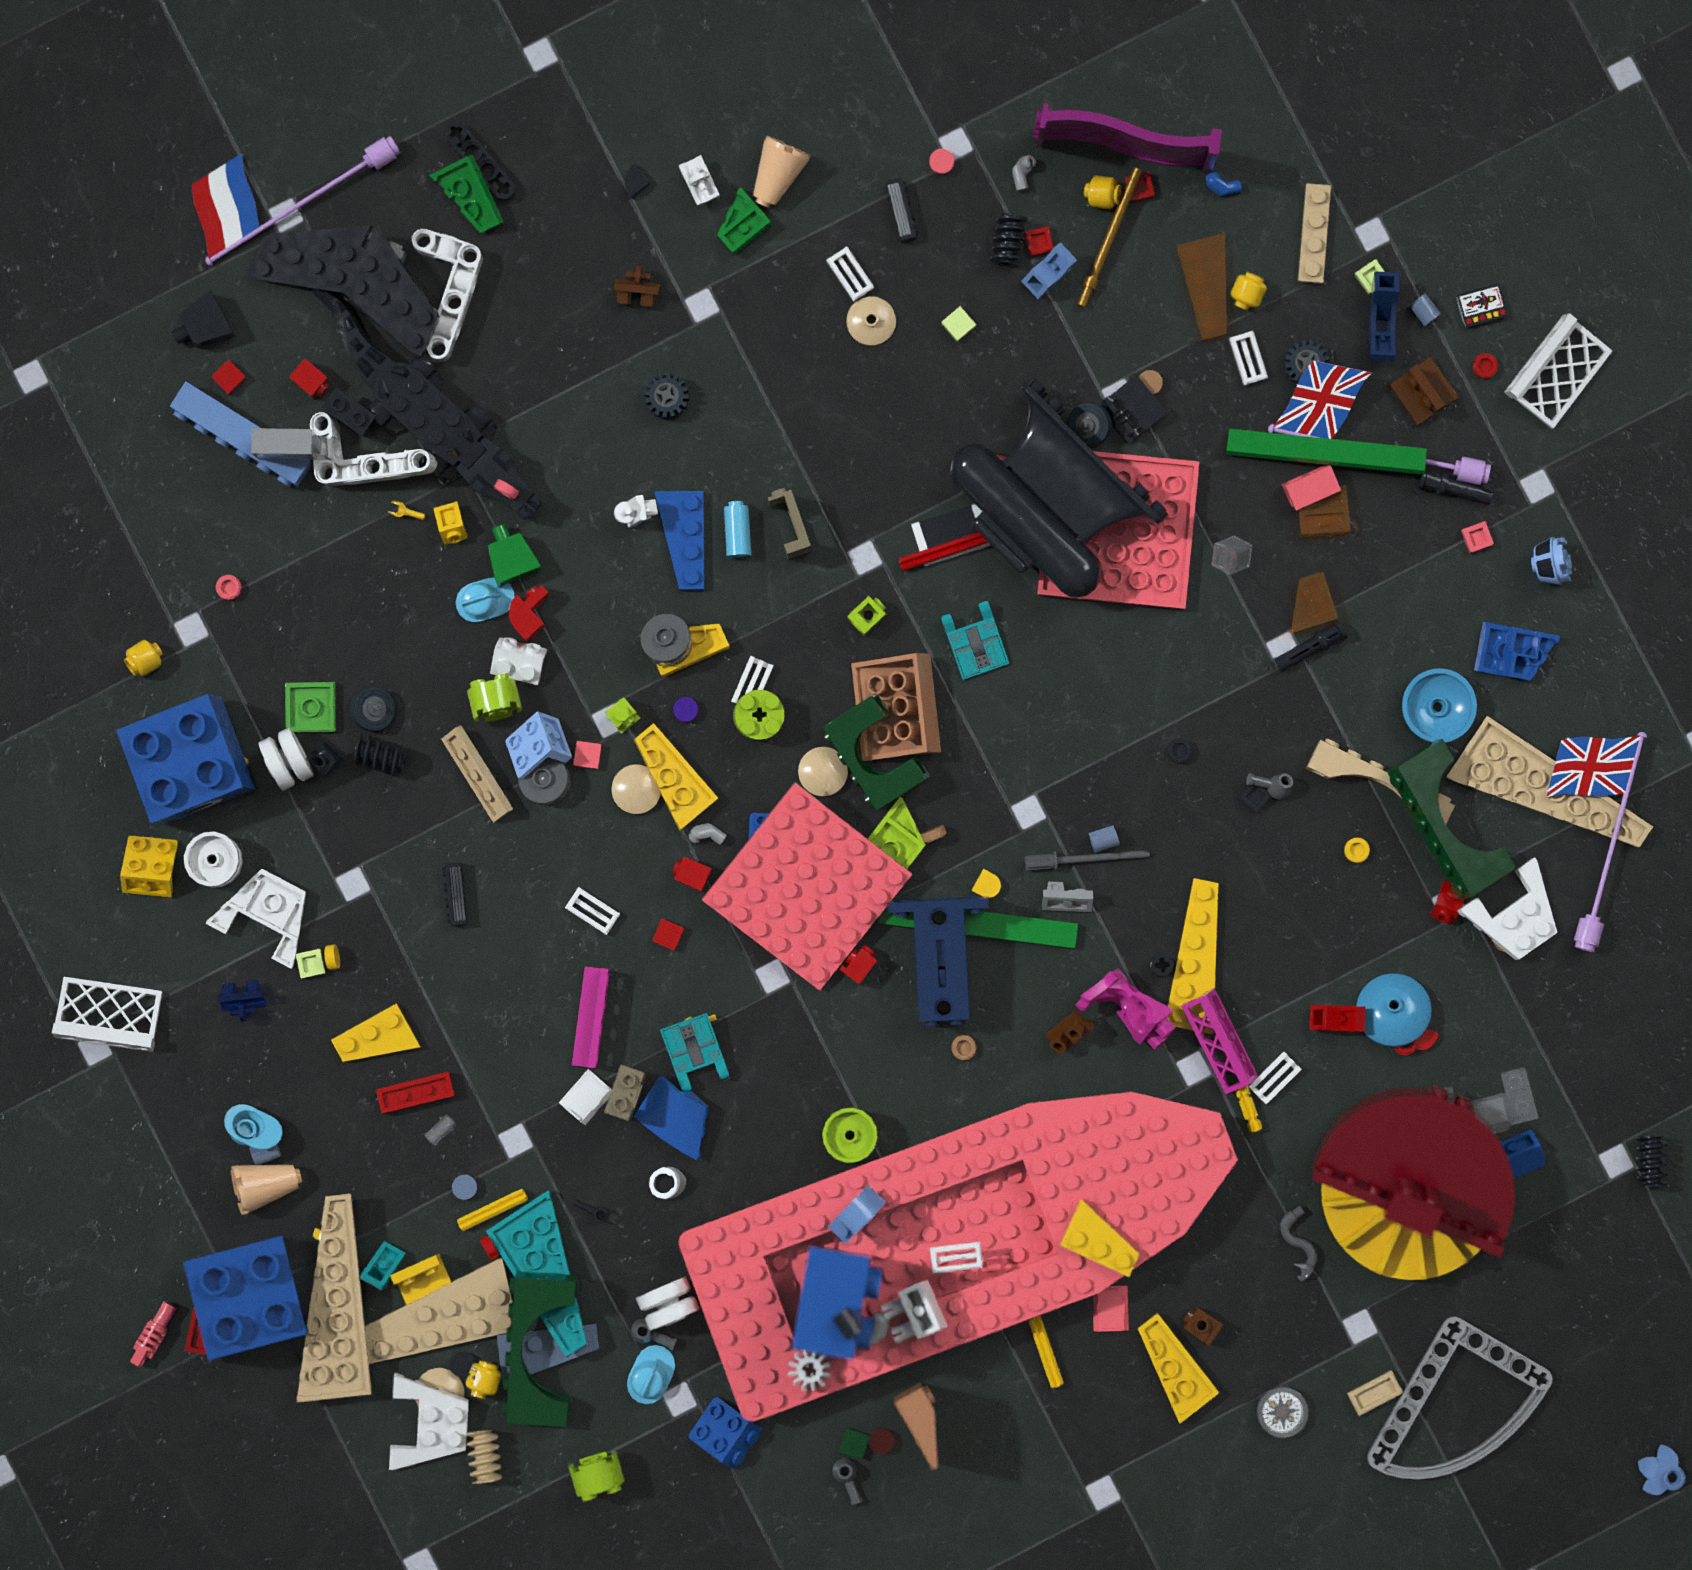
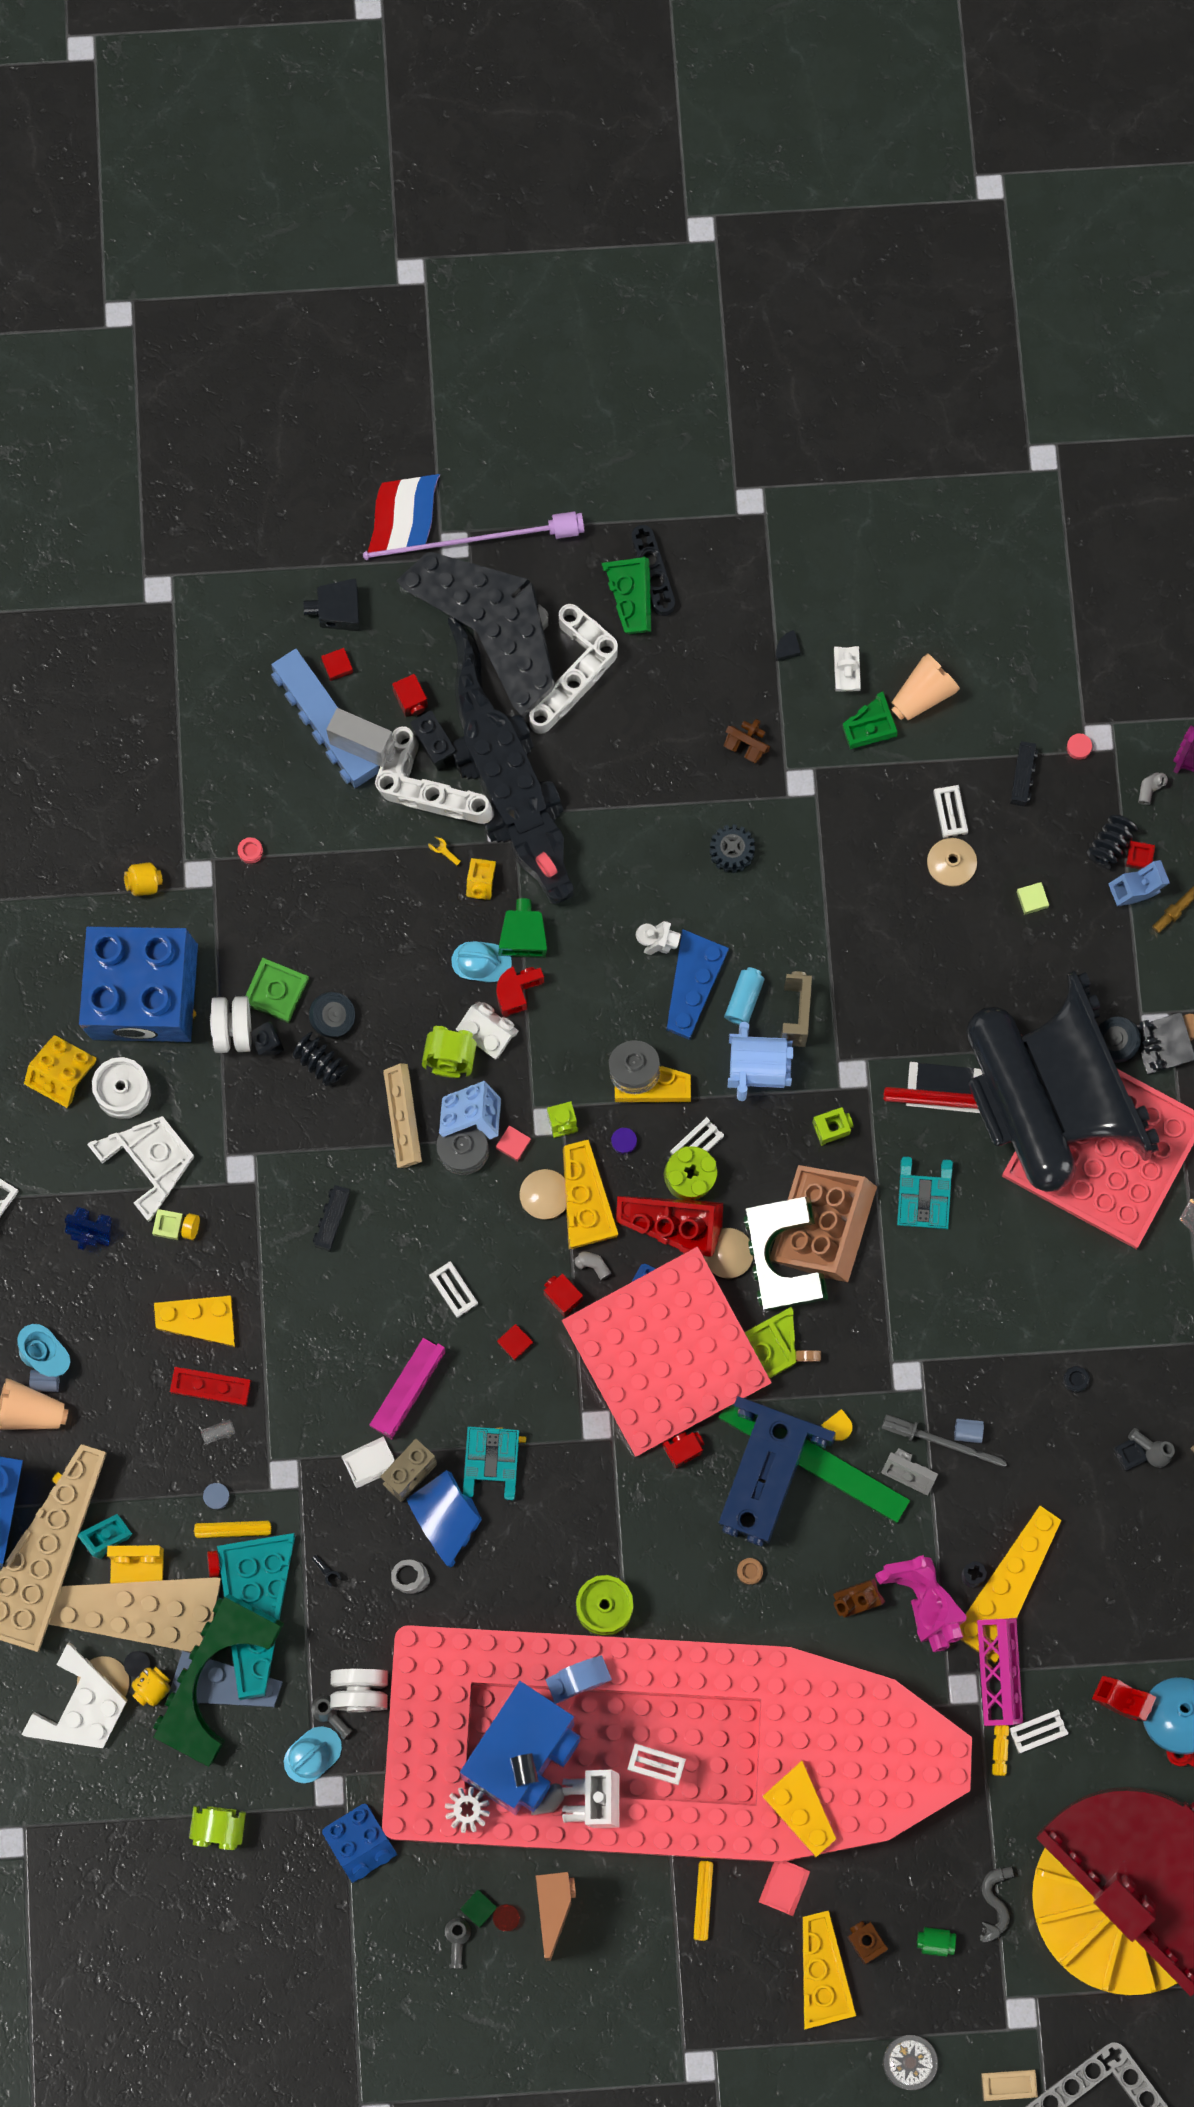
camera: 20 degrees right, 10 degrees down
(483, 1456) = (117, 1761): tan piece -> none
(767, 763) = (674, 1221): none -> red wedge
(775, 586) = (758, 1062): none -> light blue container
(1262, 1299) = (936, 1941): none -> green brick

